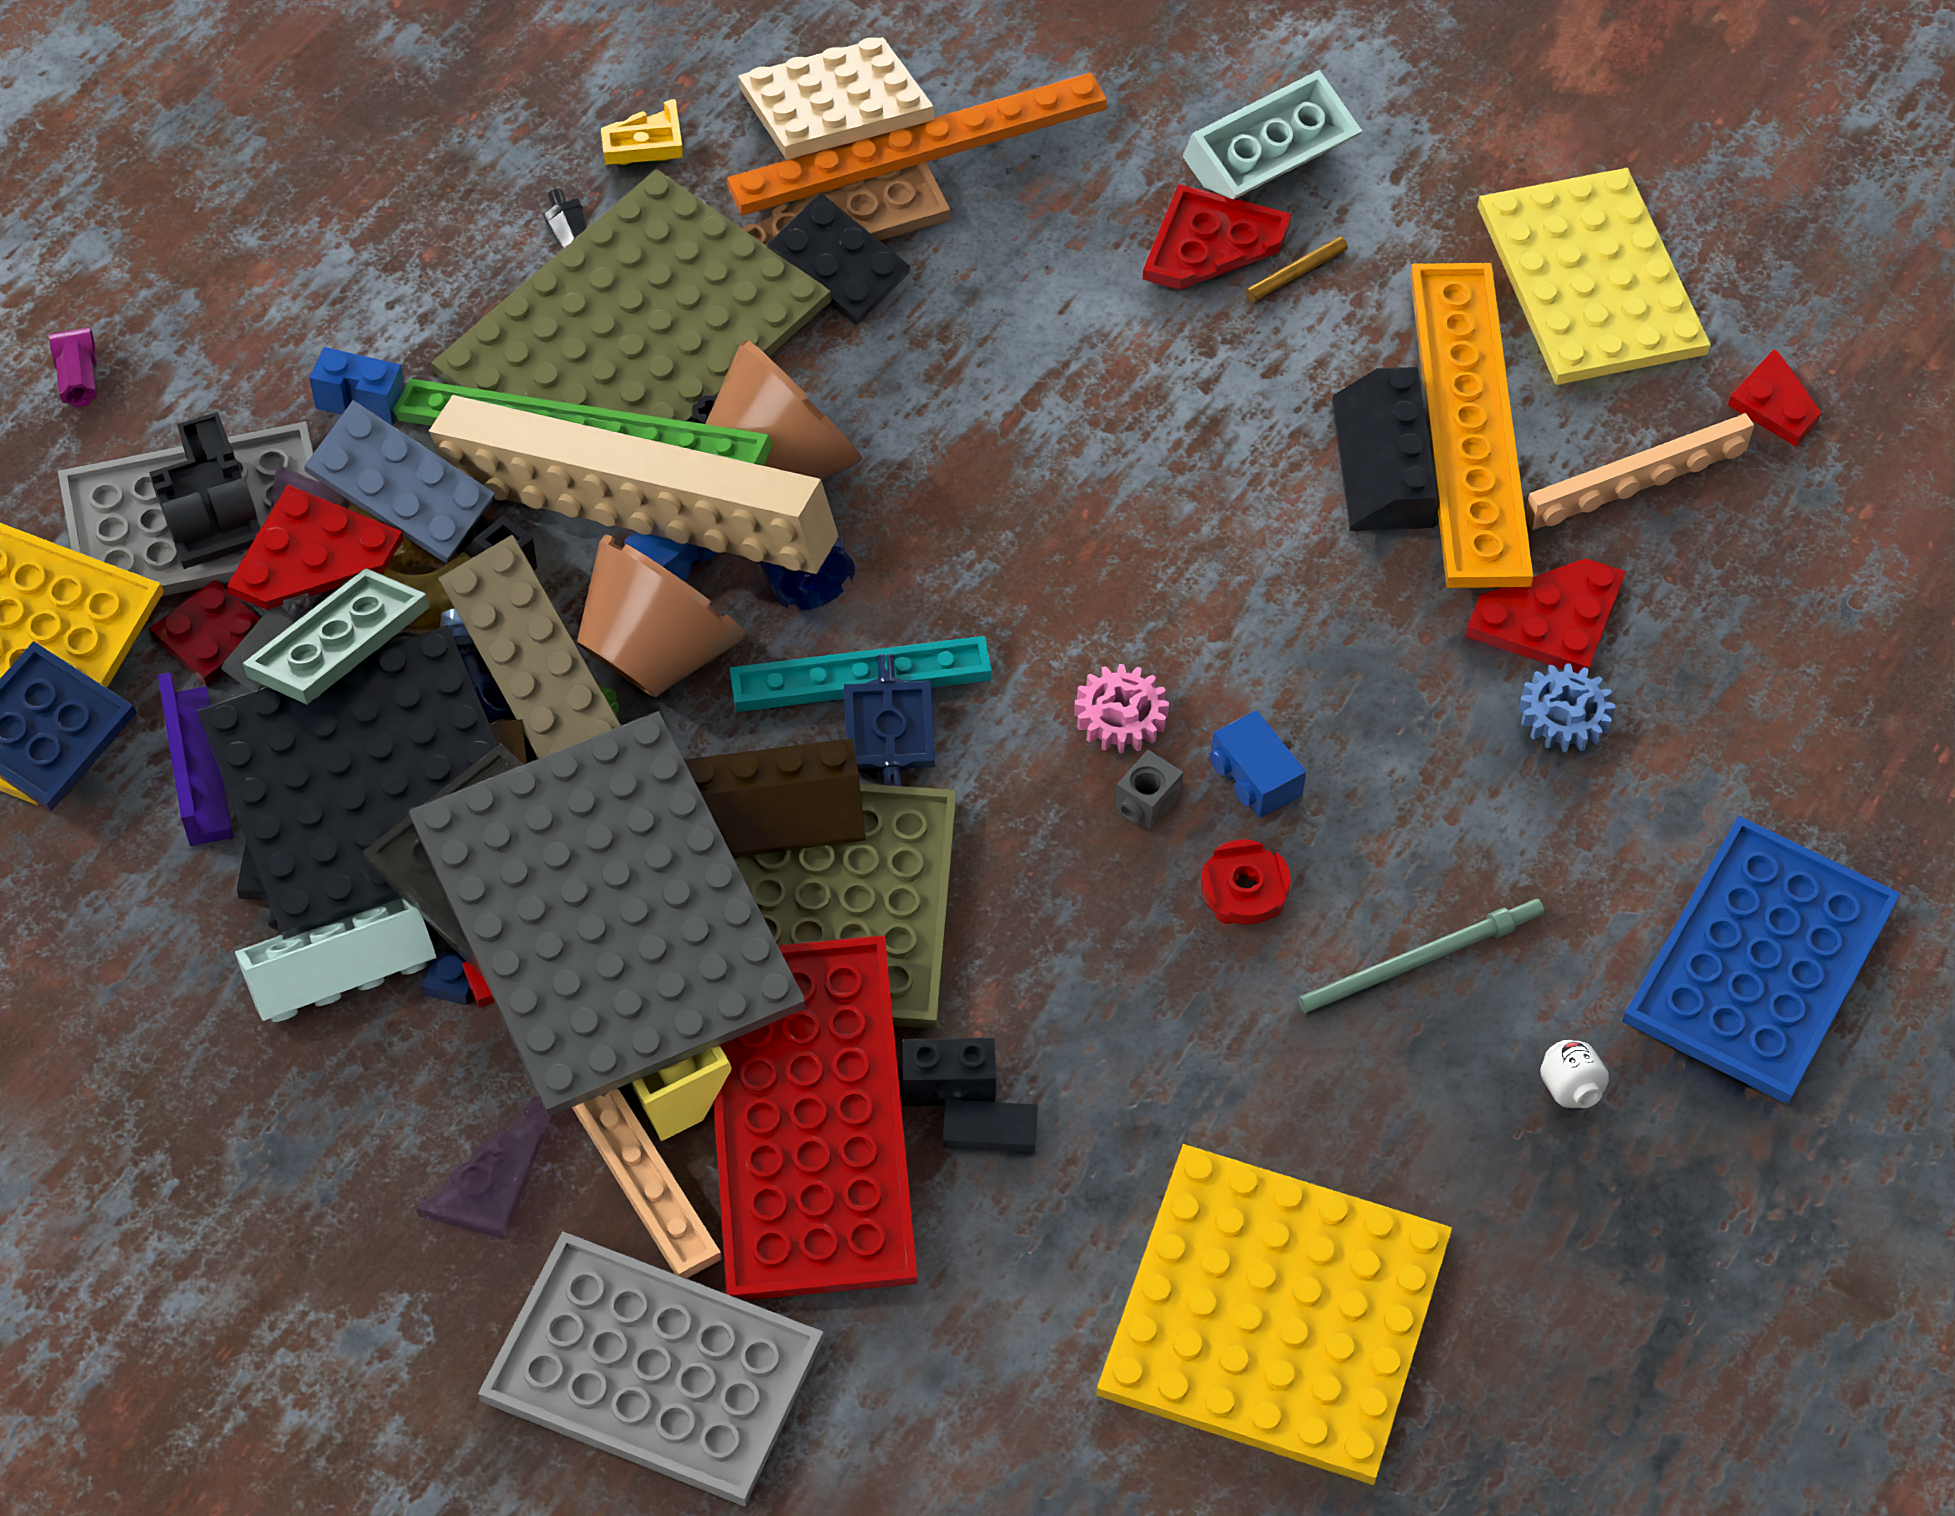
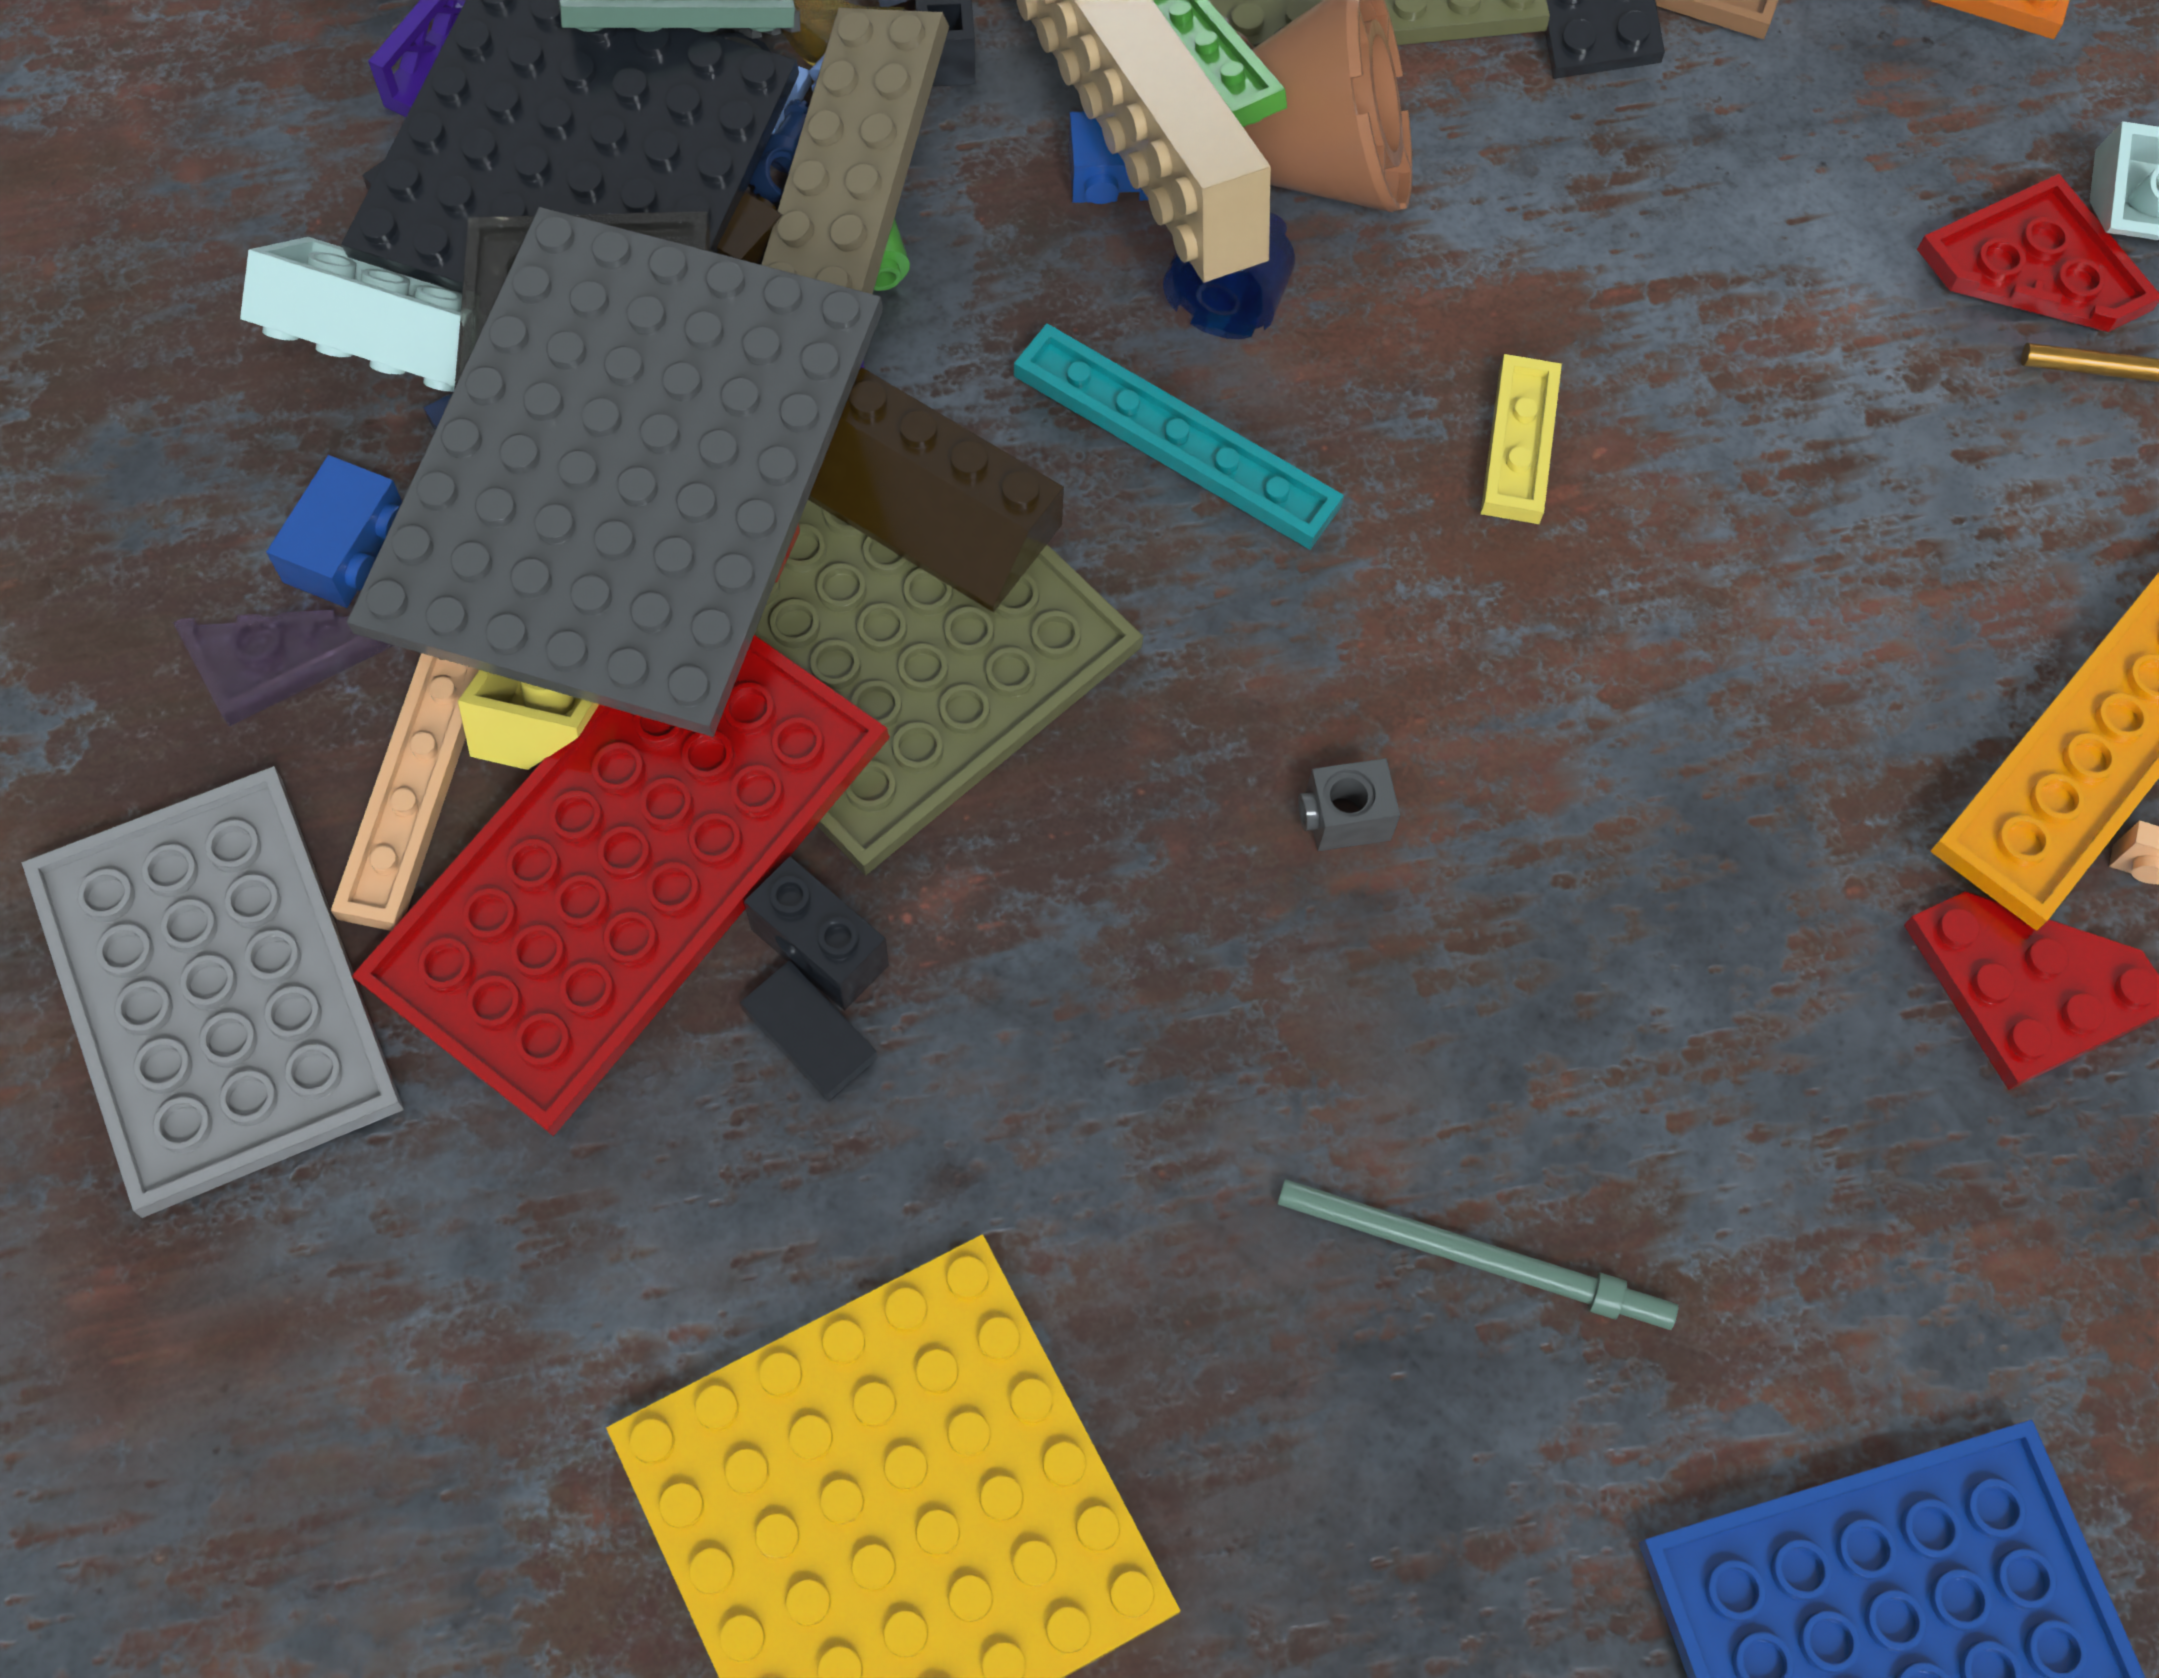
camera: 40 degrees right, 10 degrees up
(453, 1087) = (335, 531): none -> blue brick
(649, 621) = (995, 205): nougat cone -> none
(890, 723) = (1147, 510): dark blue plate -> none
(1042, 536) = (1521, 439): none -> light yellow plate
(1121, 708) = (1383, 698): bright pink gear -> none
(1242, 905) = (1361, 1033): red plate -> none
(1258, 762) = (1504, 875): blue brick -> none
(1385, 451) = (2012, 641): black slope -> none
(1566, 707) = (1952, 1105): medium blue gear -> none
(1574, 1074) = (1508, 1559): white head -> none

